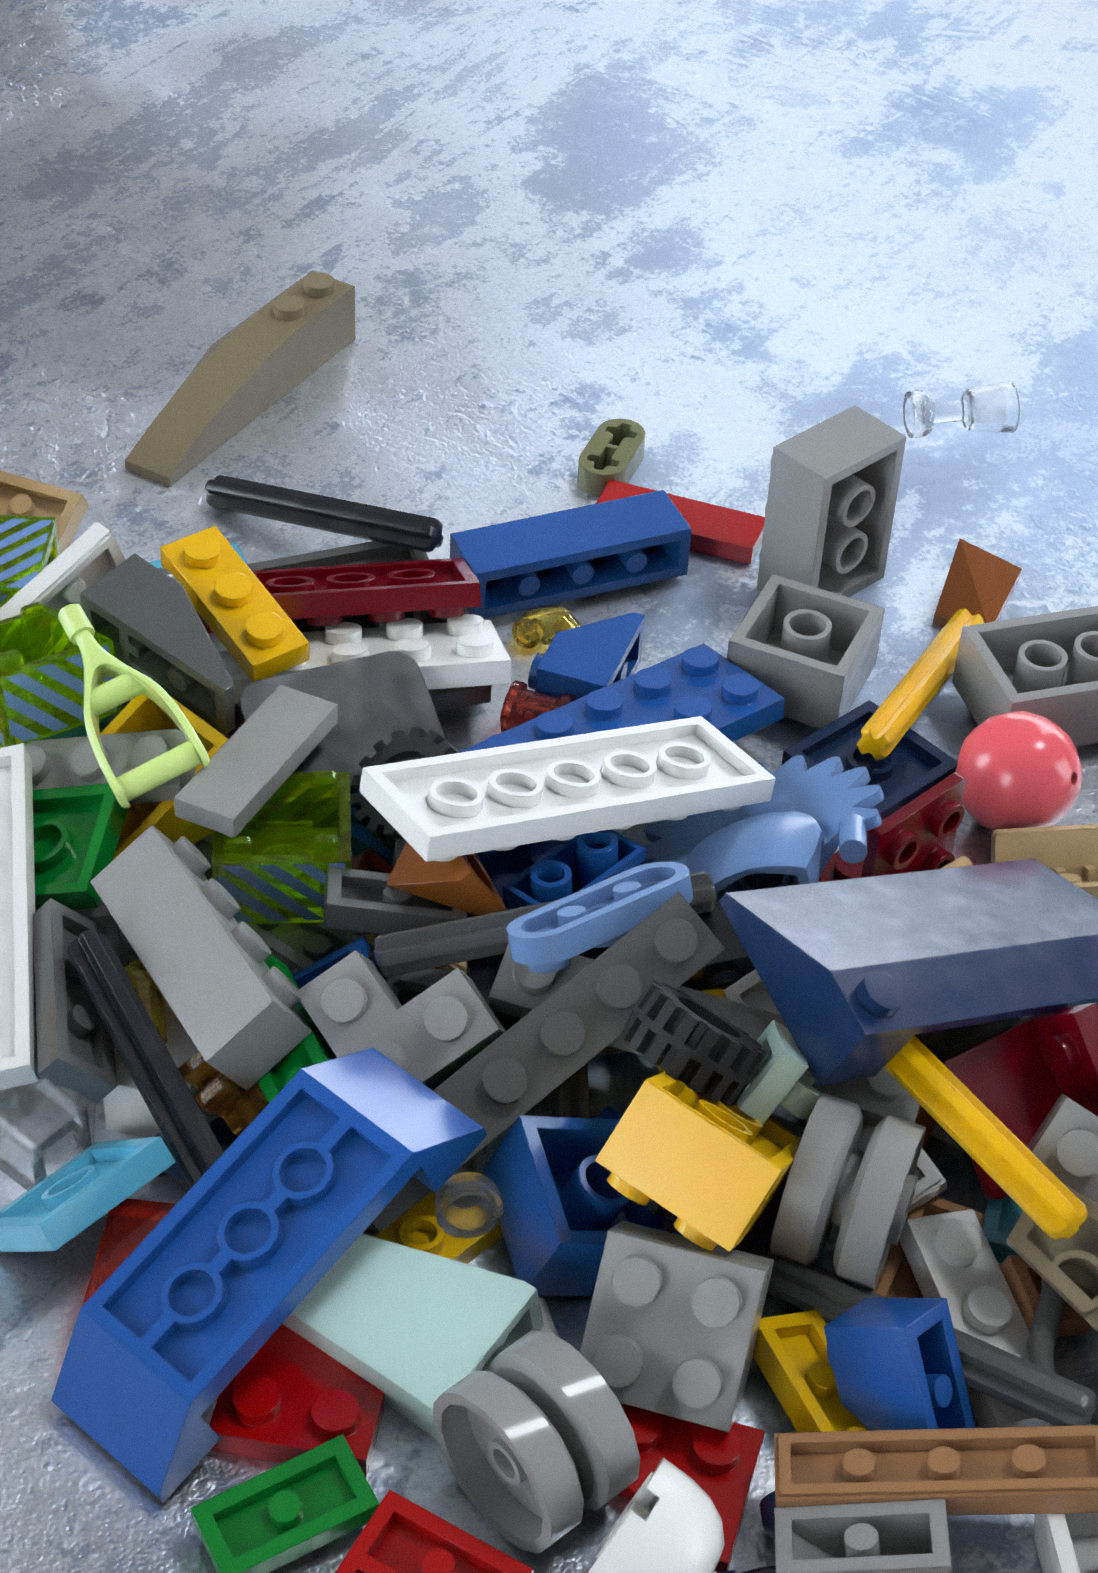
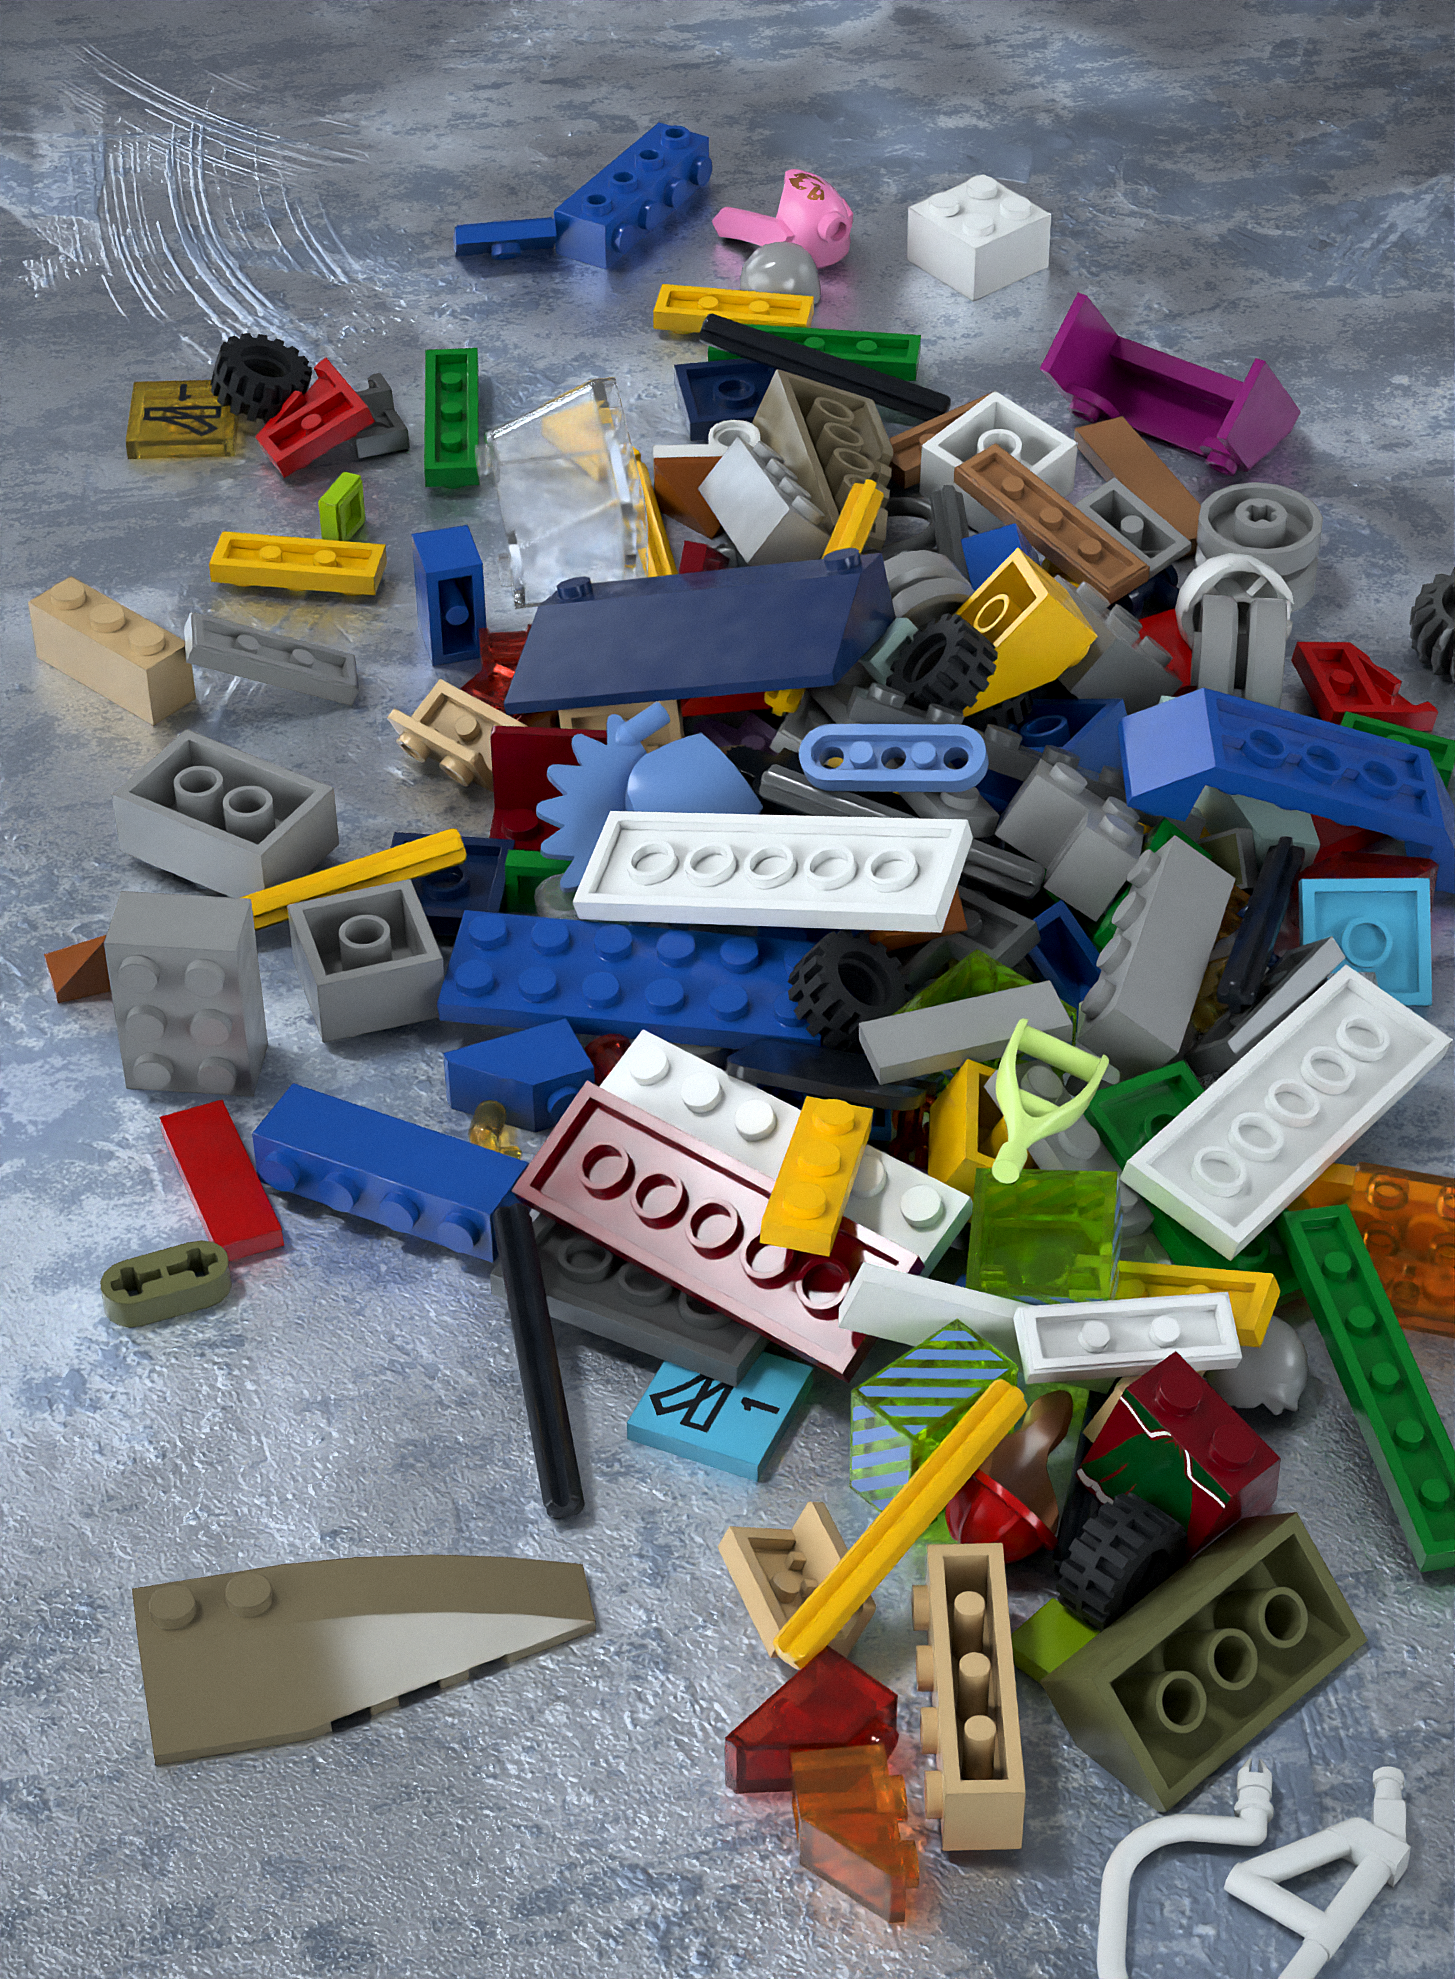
camera: 130 degrees left, 0 degrees up
(162, 637) = (924, 1169): dark grey slope -> none
(1019, 772) = (388, 779): coral helmet -> none

